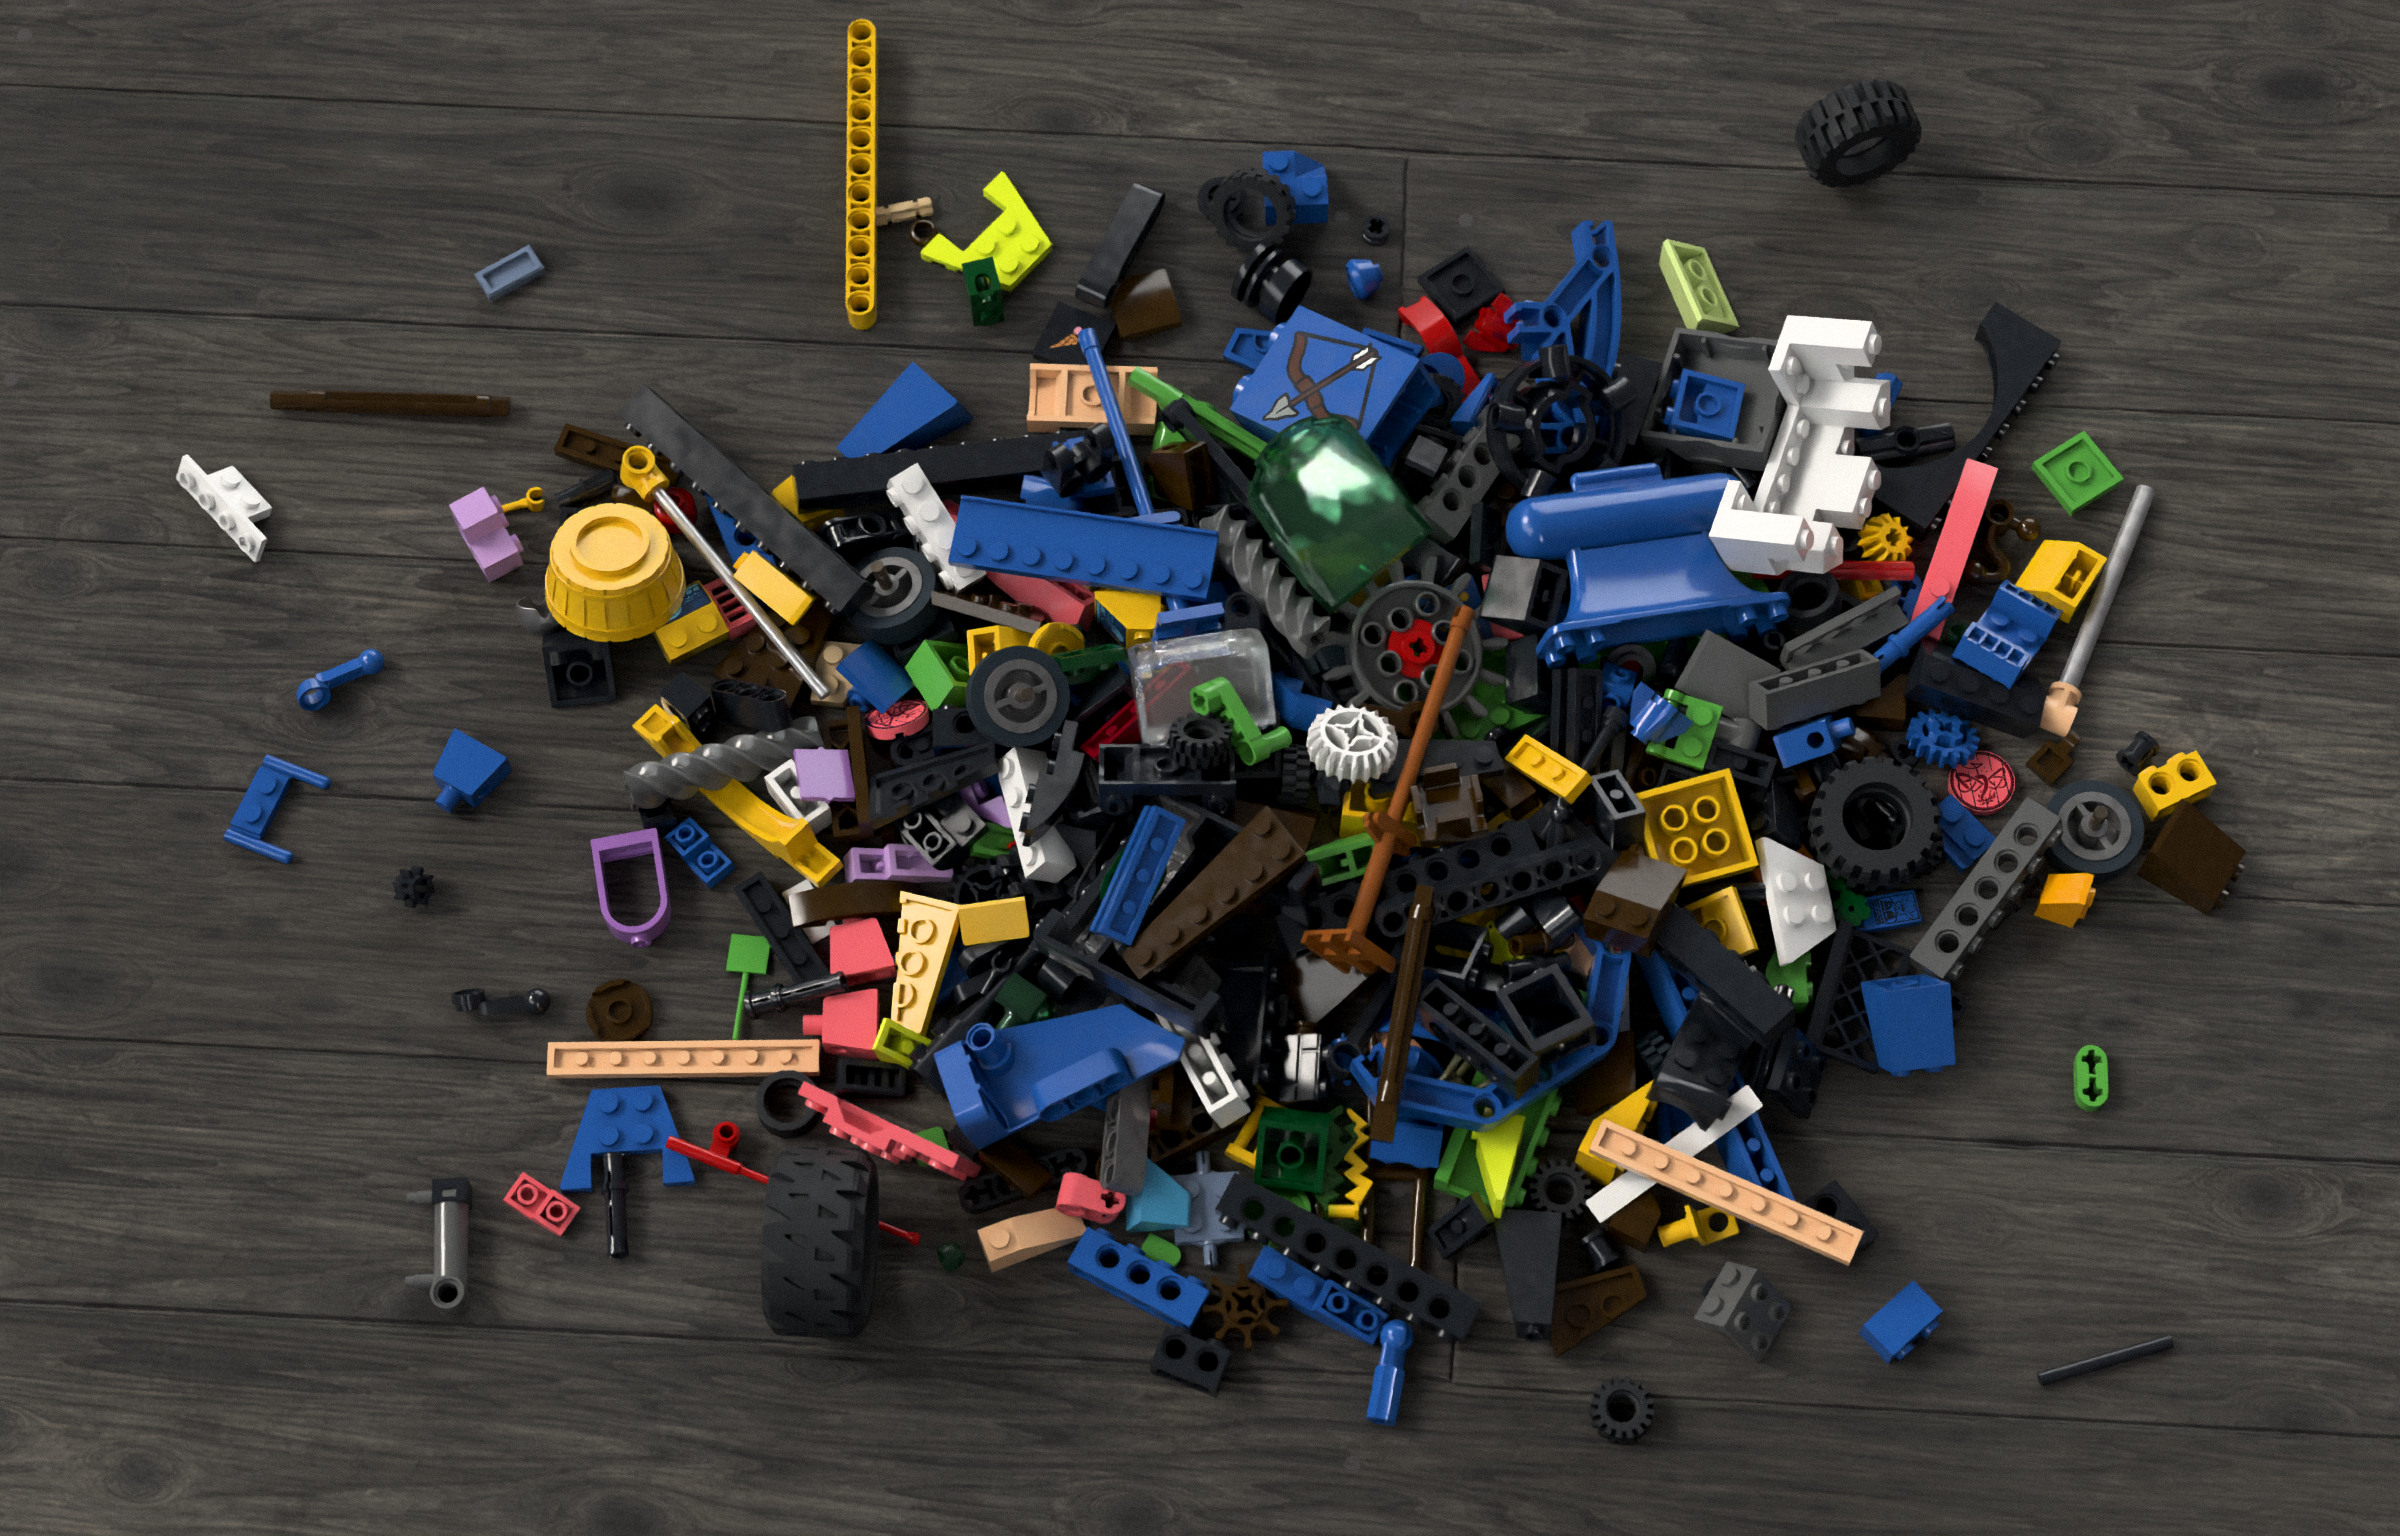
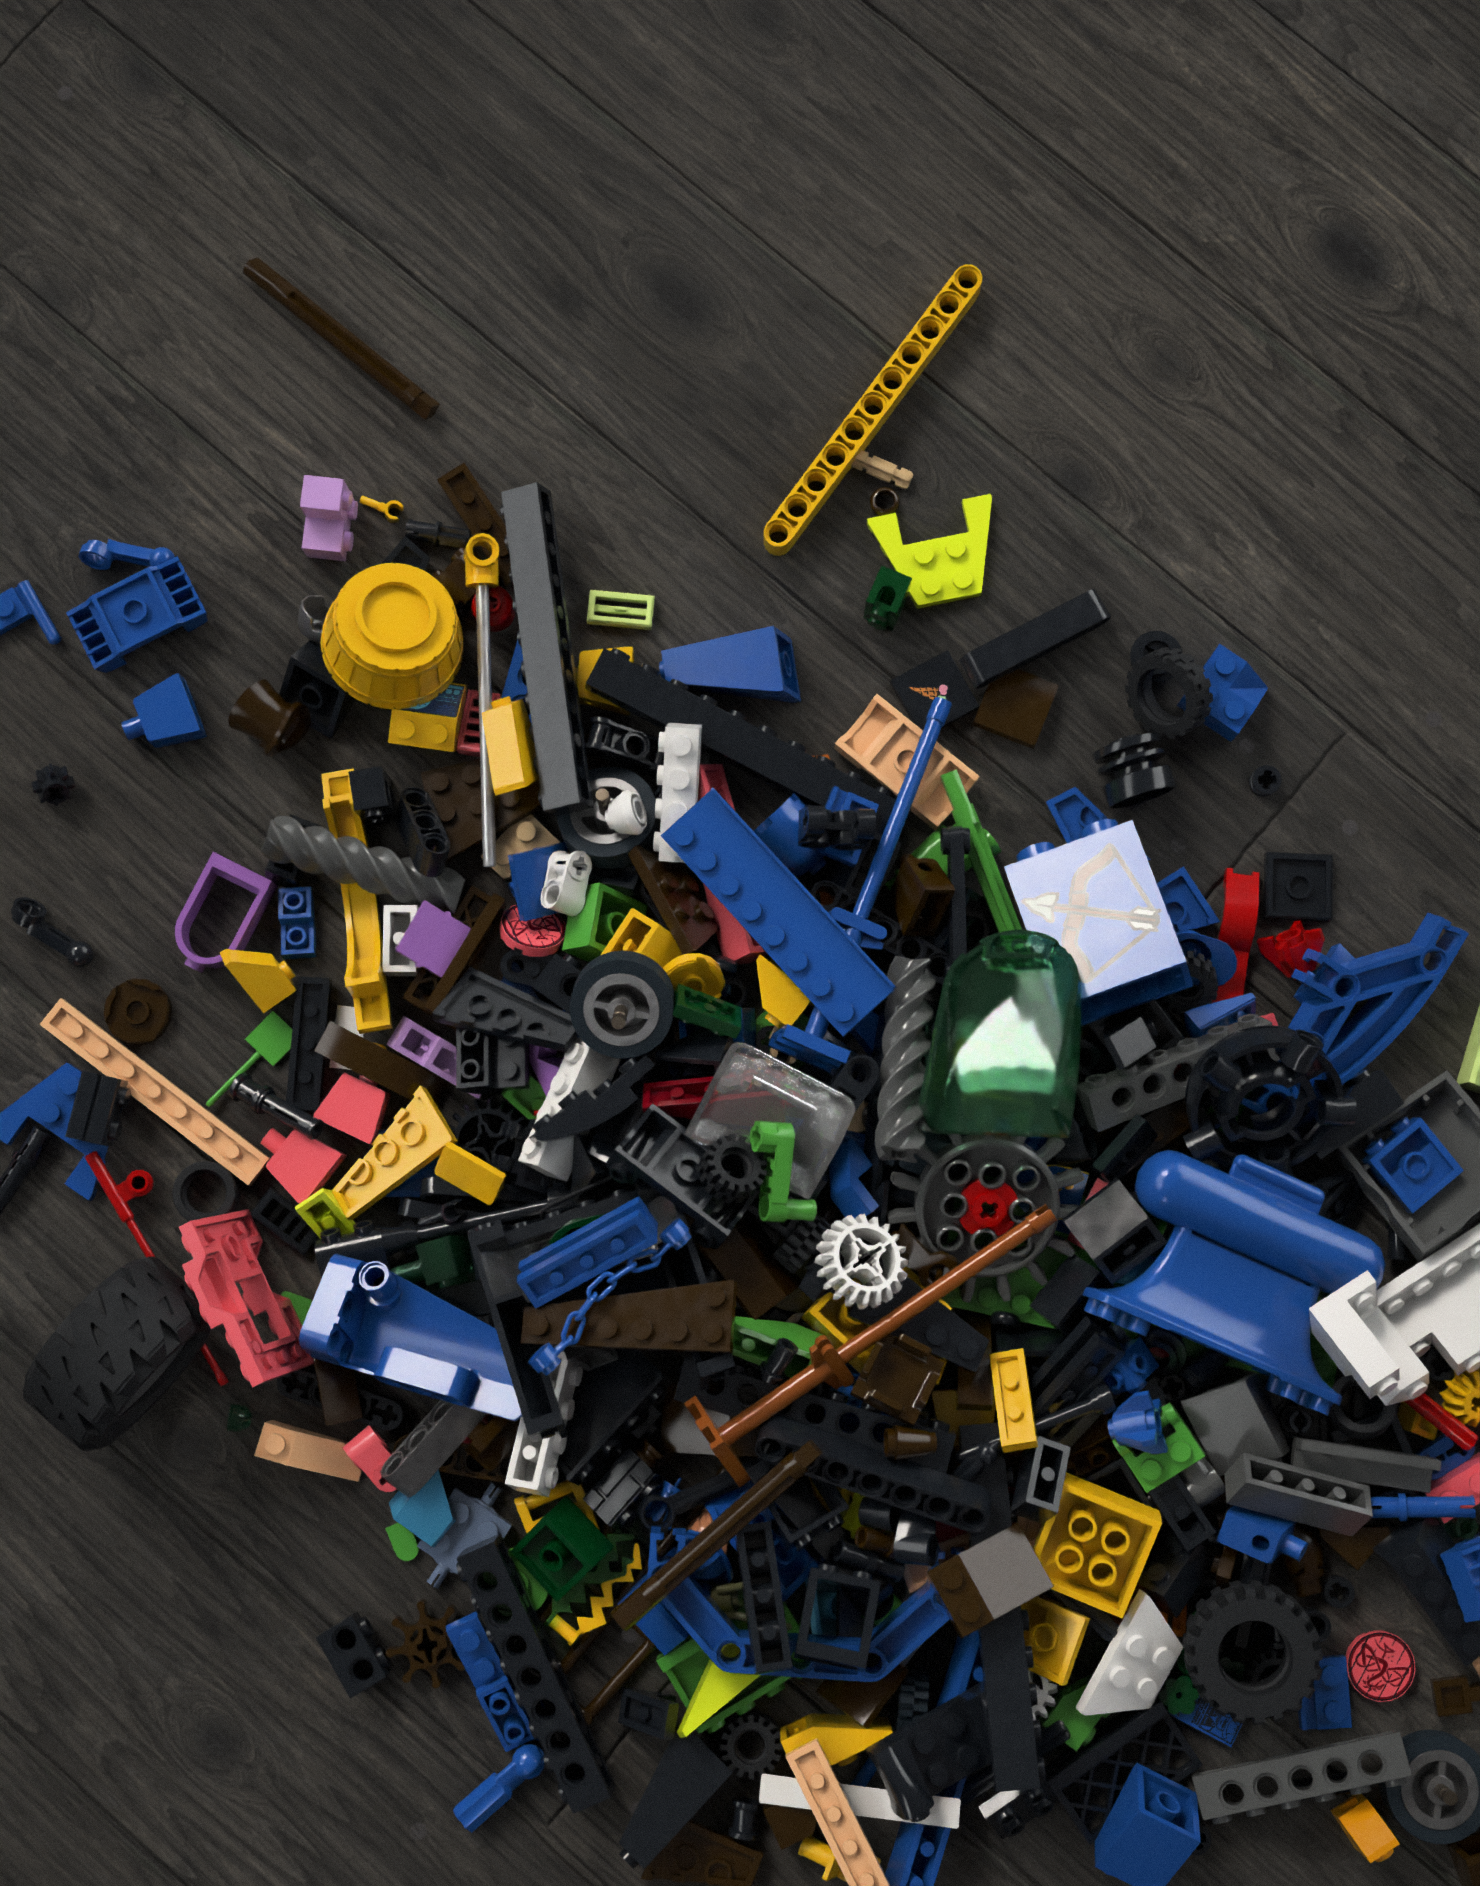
camera: 40 degrees right, 15 degrees up
(229, 502) = (154, 331): white bracket -> none
(383, 711) = (136, 613): none -> blue plate
(510, 273) = (521, 289): sand blue tile -> none
(558, 711) = (269, 718): none -> dark brown hat
(648, 1095) = (98, 1109): none -> black brick
(704, 907) = (260, 976): none -> yellow slope
(760, 462) = (616, 621): none -> yellowish green tile
(897, 659) = (564, 885): none -> white piece
(906, 571) = (626, 814): none -> white cone
(1097, 1244) = (375, 1607): blue brick -> none
(1168, 965) = (546, 1358): none -> blue piece
(1348, 861) = (774, 1368): none -> black pin
(1363, 277) = (1218, 819): blue cone -> none
(1493, 845) = (908, 1442): none -> dark brown cone
(1942, 738) = (1376, 1608): blue gear -> none

